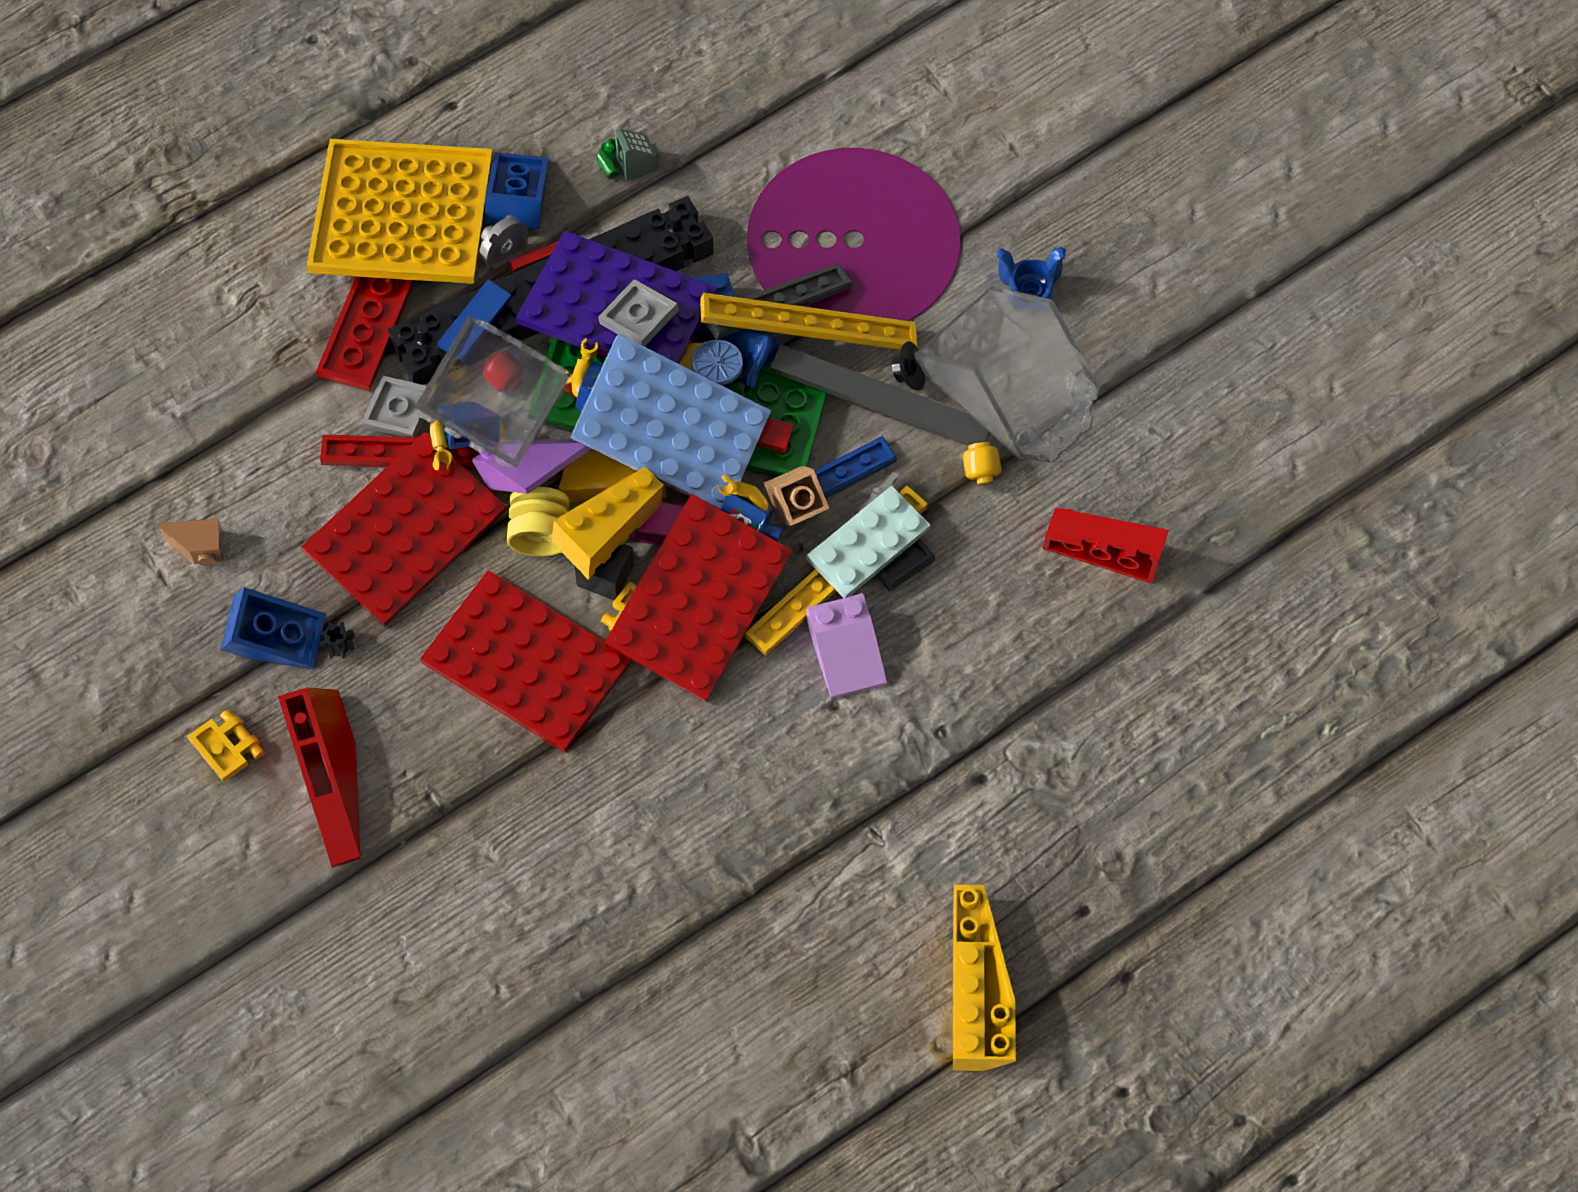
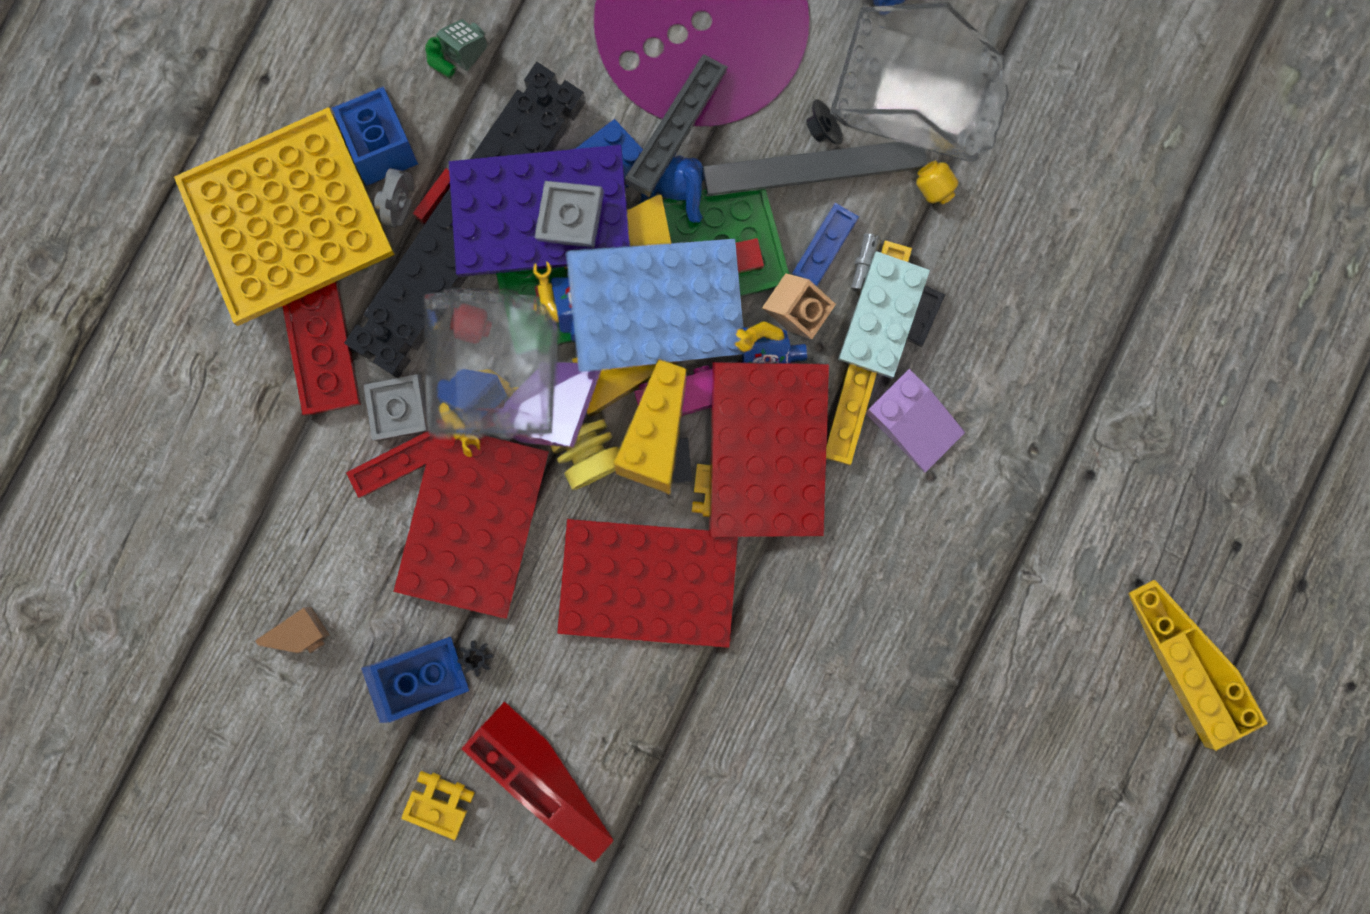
camera: 30 degrees left, 20 degrees up
(485, 304) = (420, 280): blue tile -> none
(718, 361) = (662, 218): medium blue wheel -> none
(806, 321) = (716, 134): yellow plate -> none
(1107, 543) = (1088, 201): red wedge -> none

